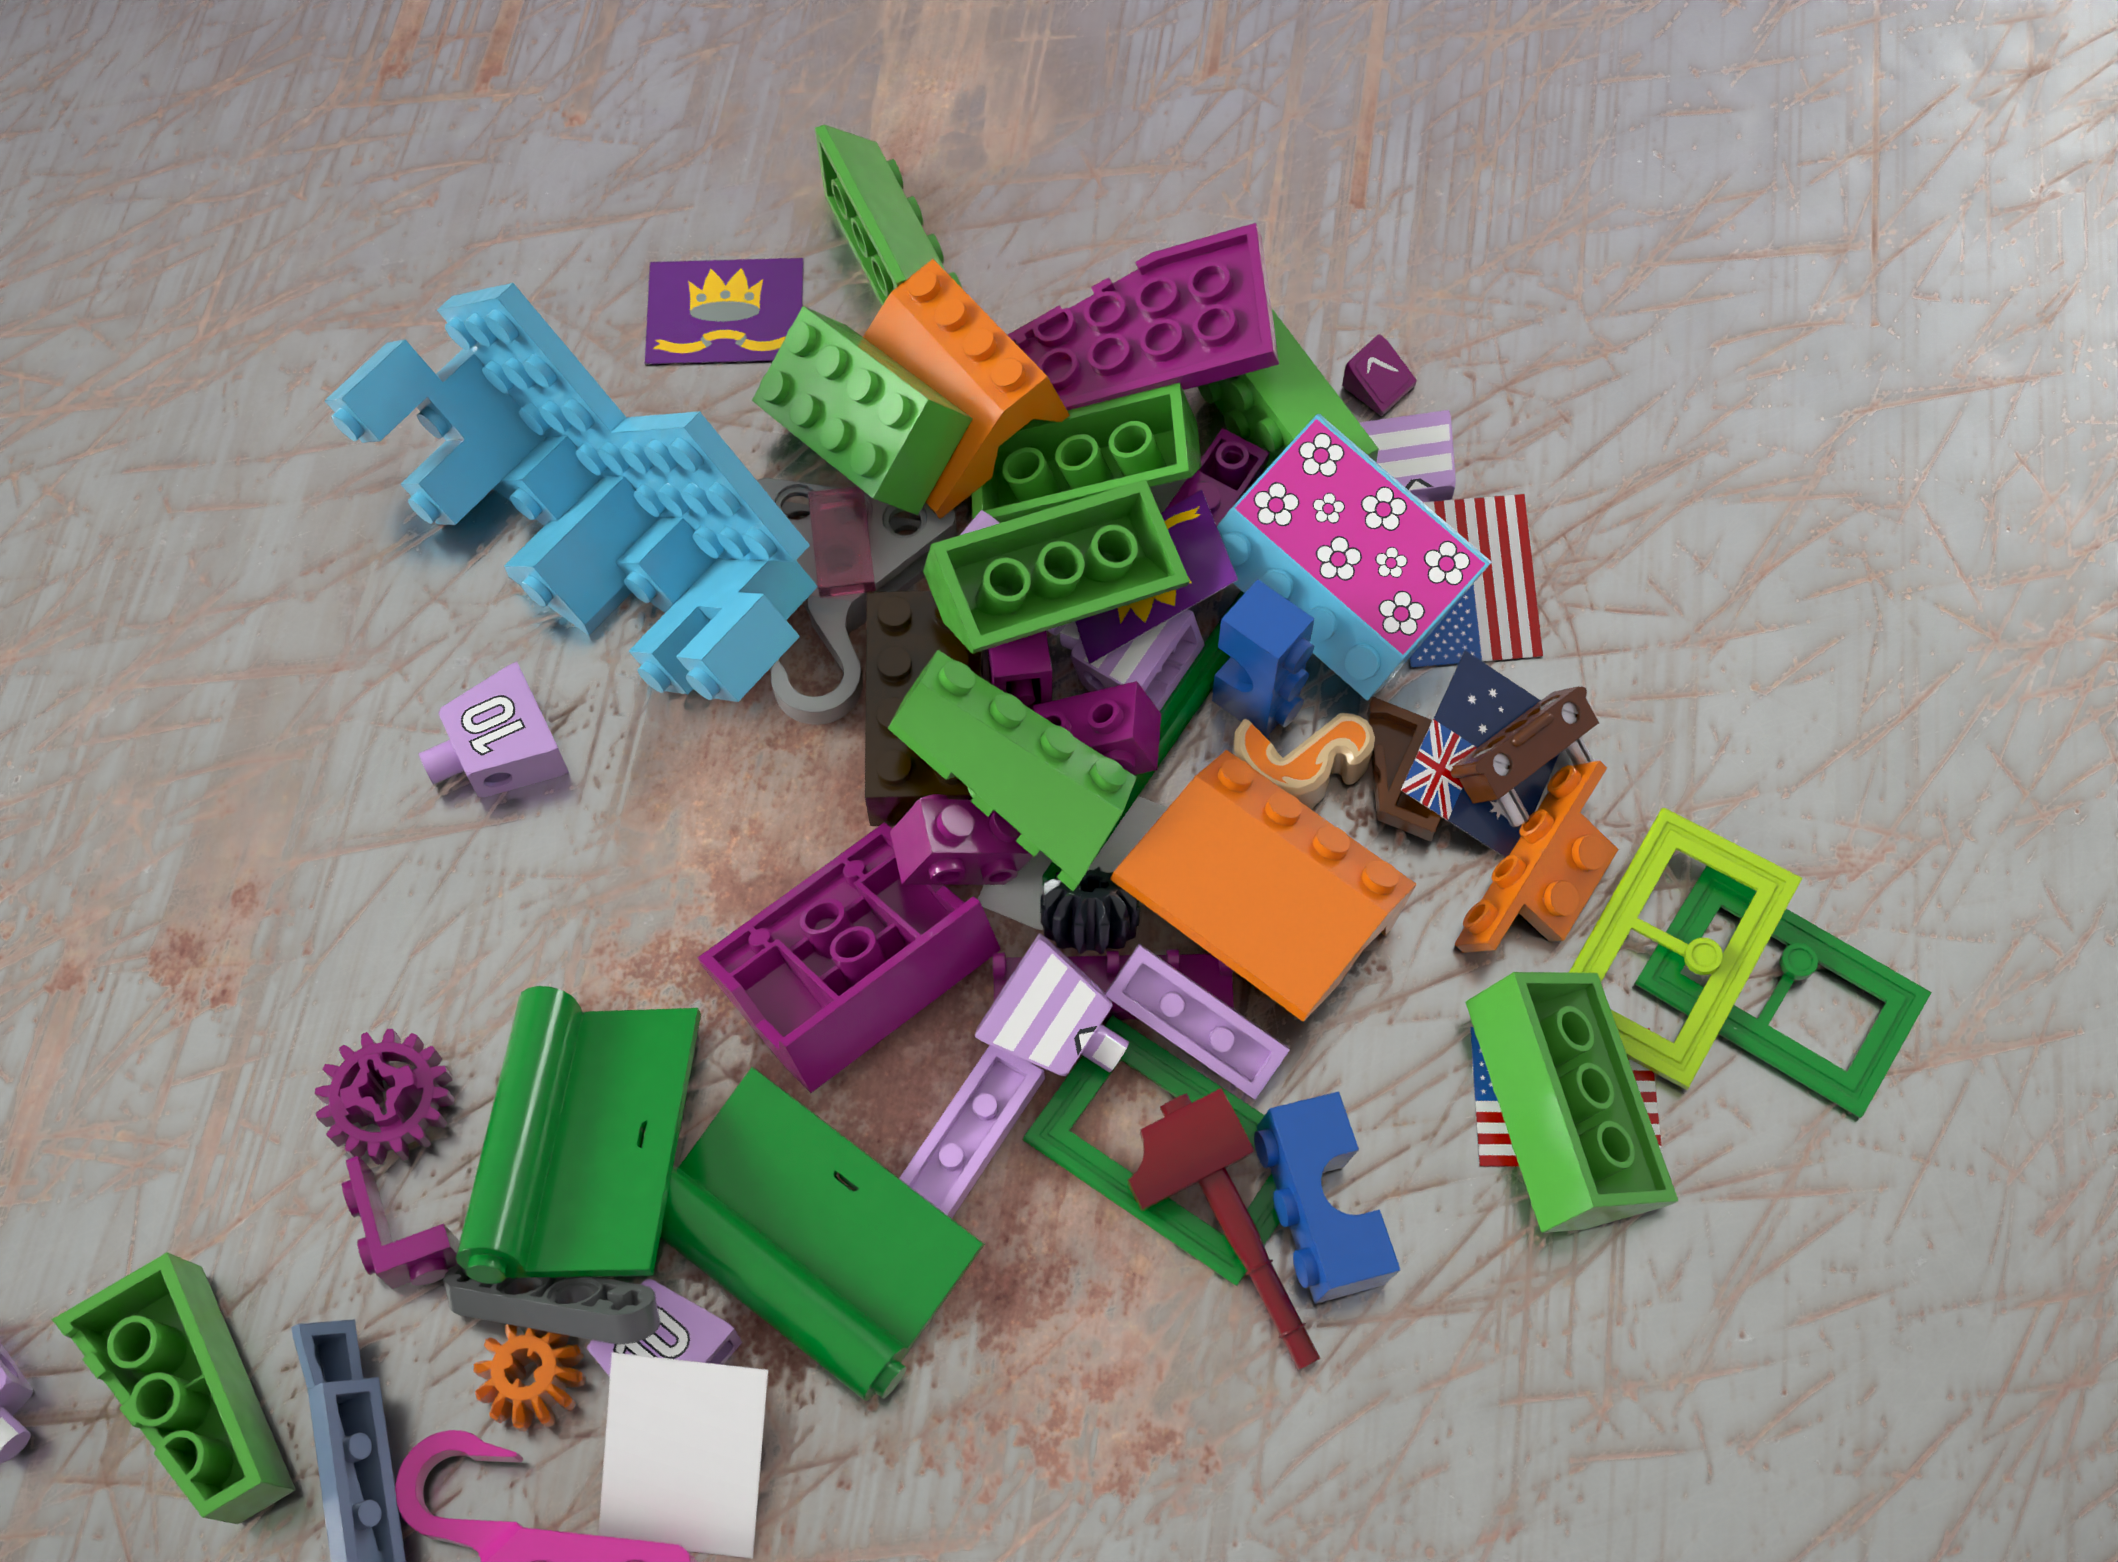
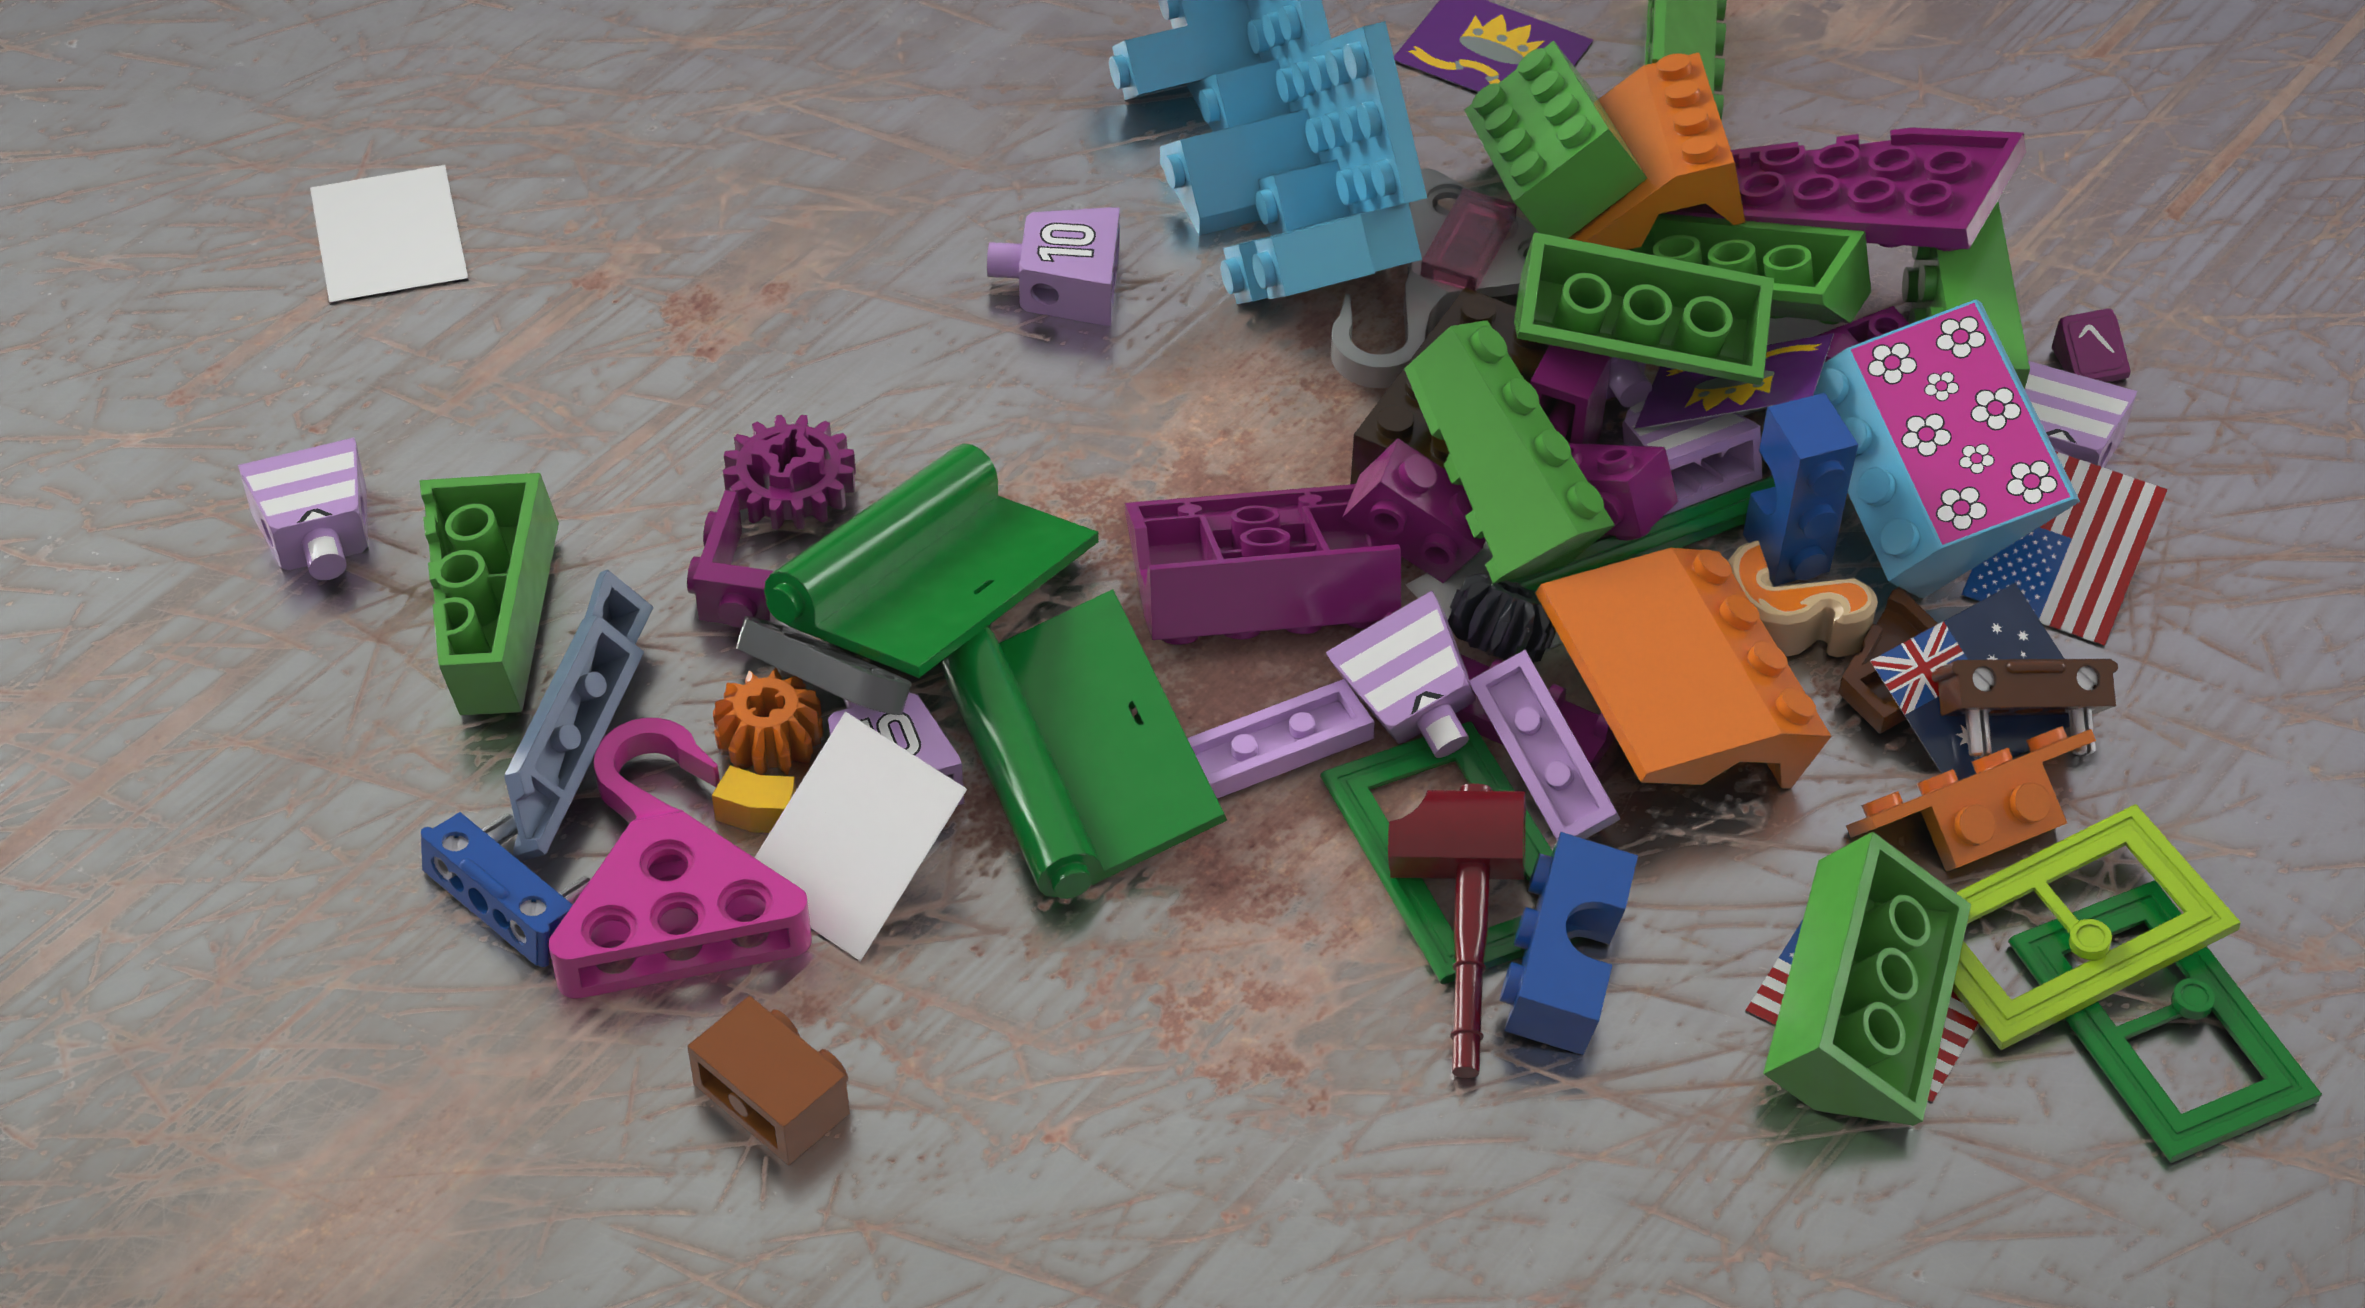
camera: 30 degrees right, 15 degrees down
(565, 1458) = (751, 799): none -> yellow piece

